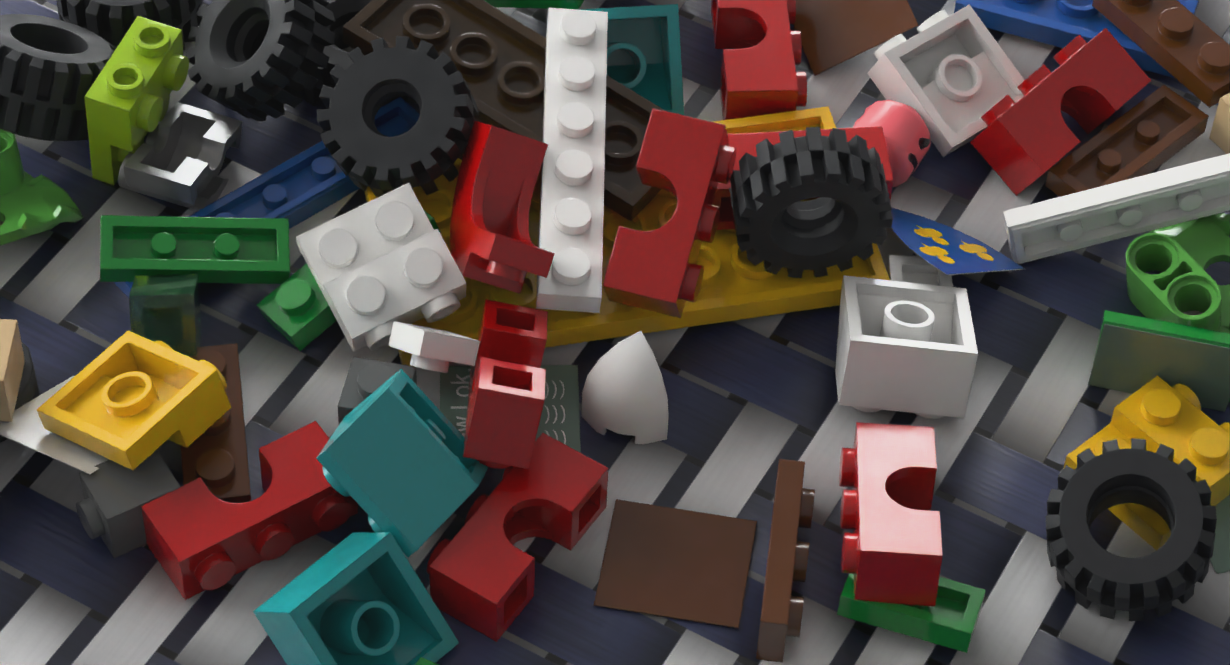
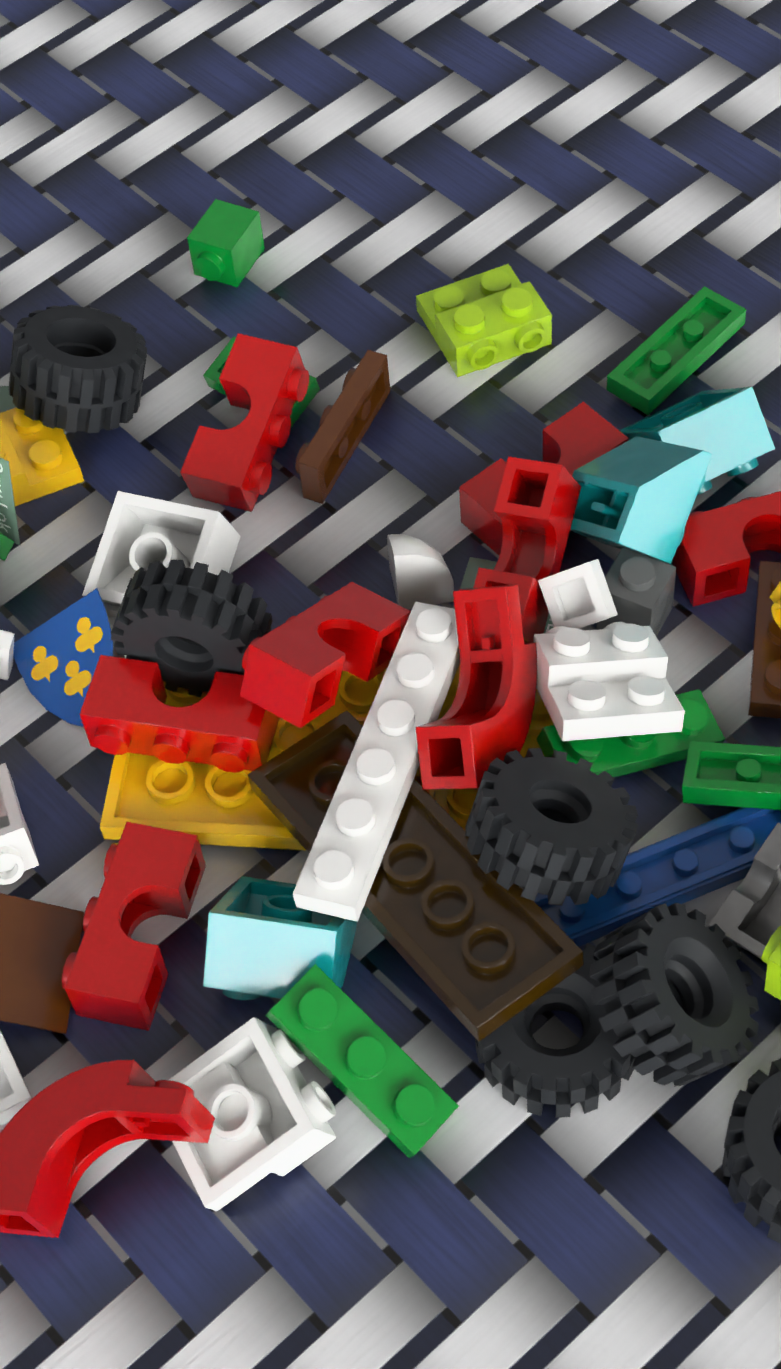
camera: 155 degrees left, 5 degrees up
(676, 563) = (420, 466): reddish brown sticker -> none
(904, 135) = (63, 782): coral head -> none

